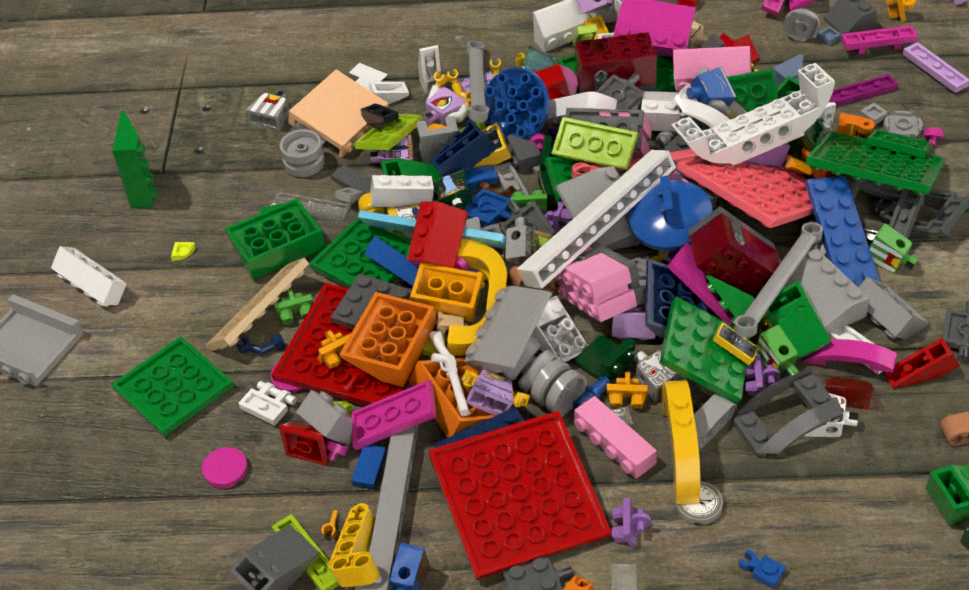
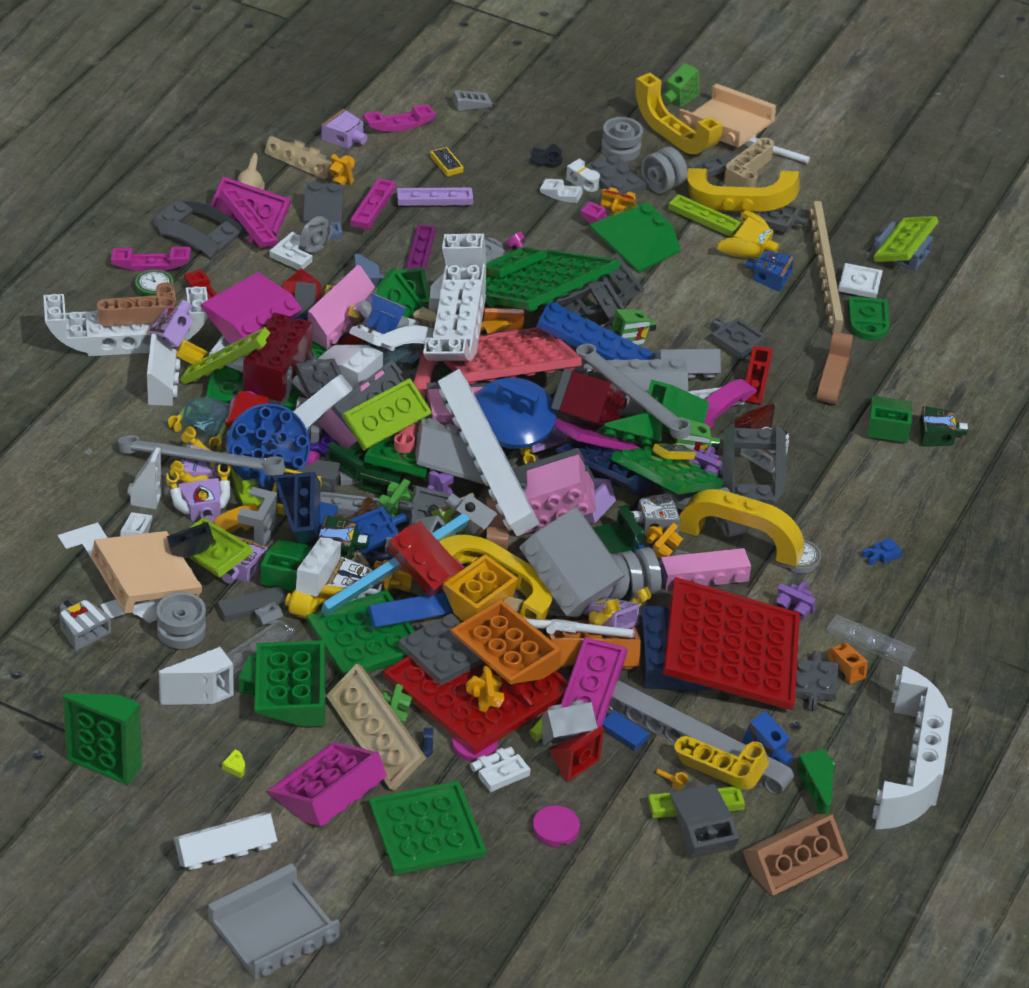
camera: 70 degrees left, 5 degrees down
(185, 307) = (329, 782): none -> dark pink slope
(244, 187) = (197, 680): none -> white slope
(771, 27) = (289, 252): none -> white plate

